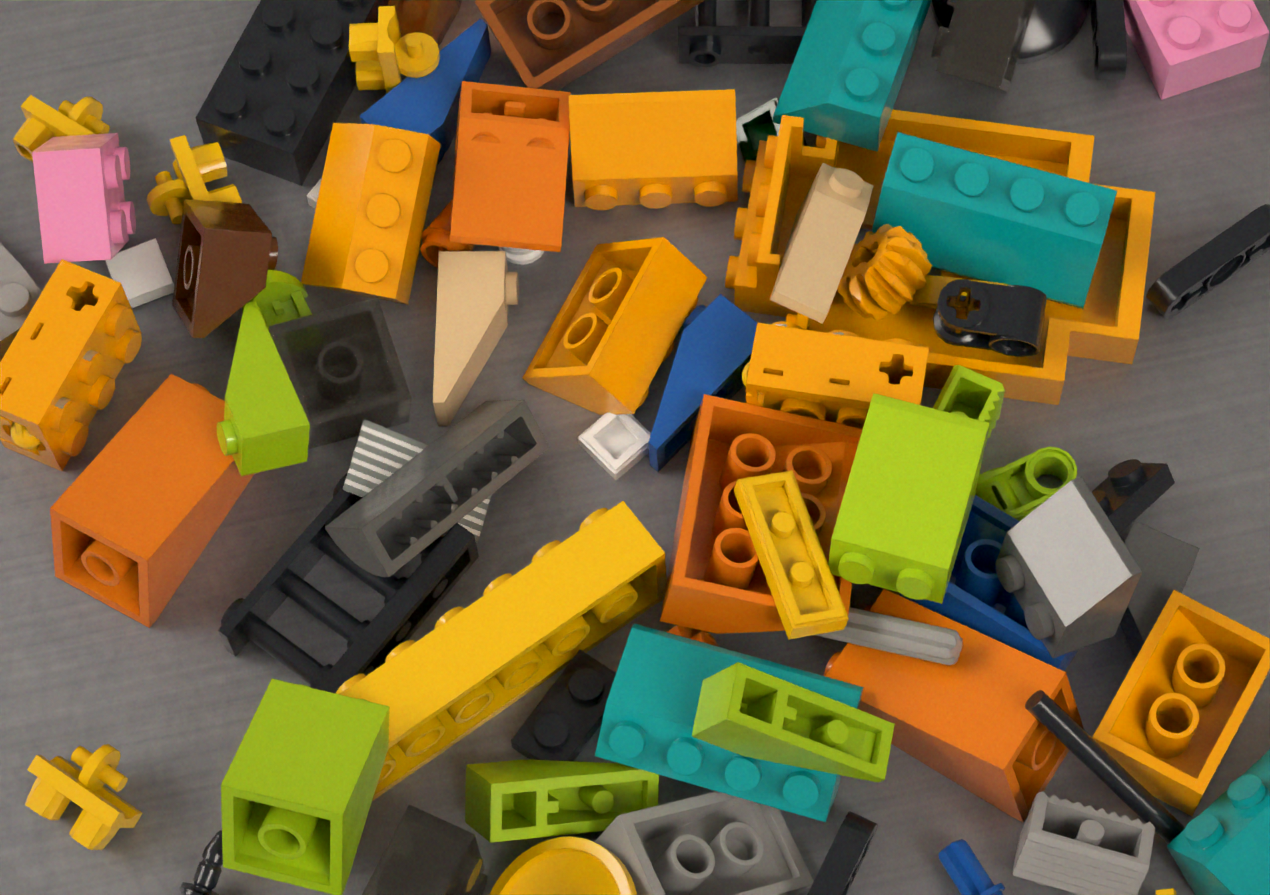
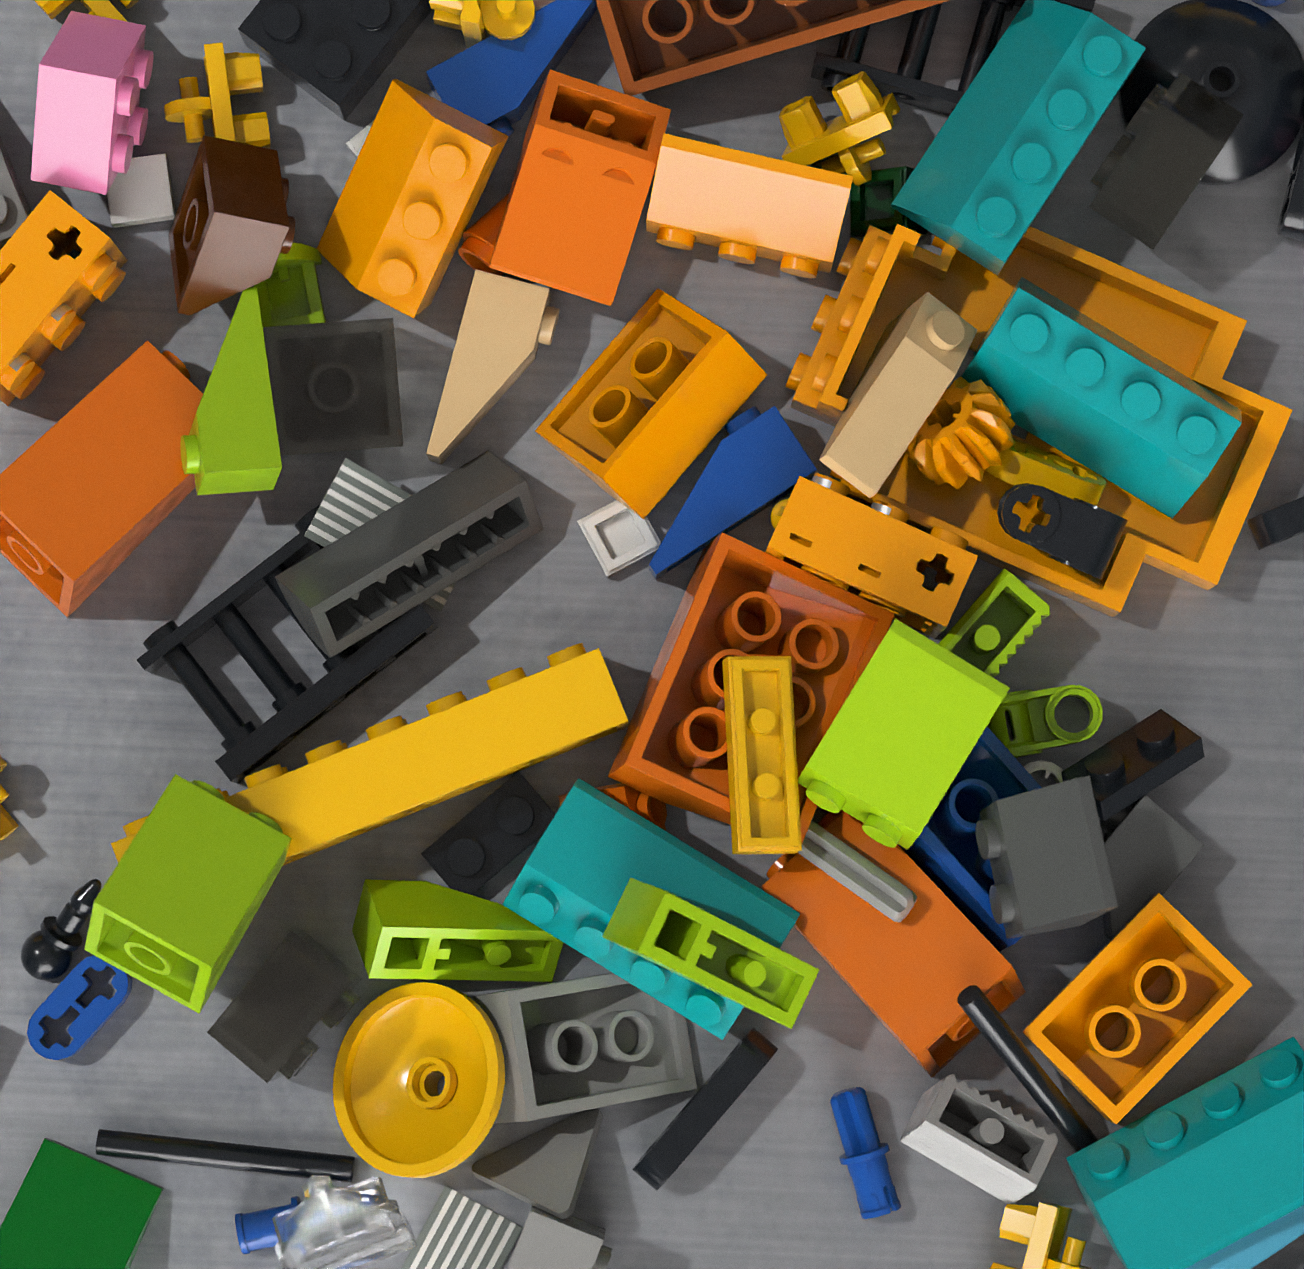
camera: 10 degrees right, 20 degrees up
(730, 60) = (863, 117): none -> yellow hips

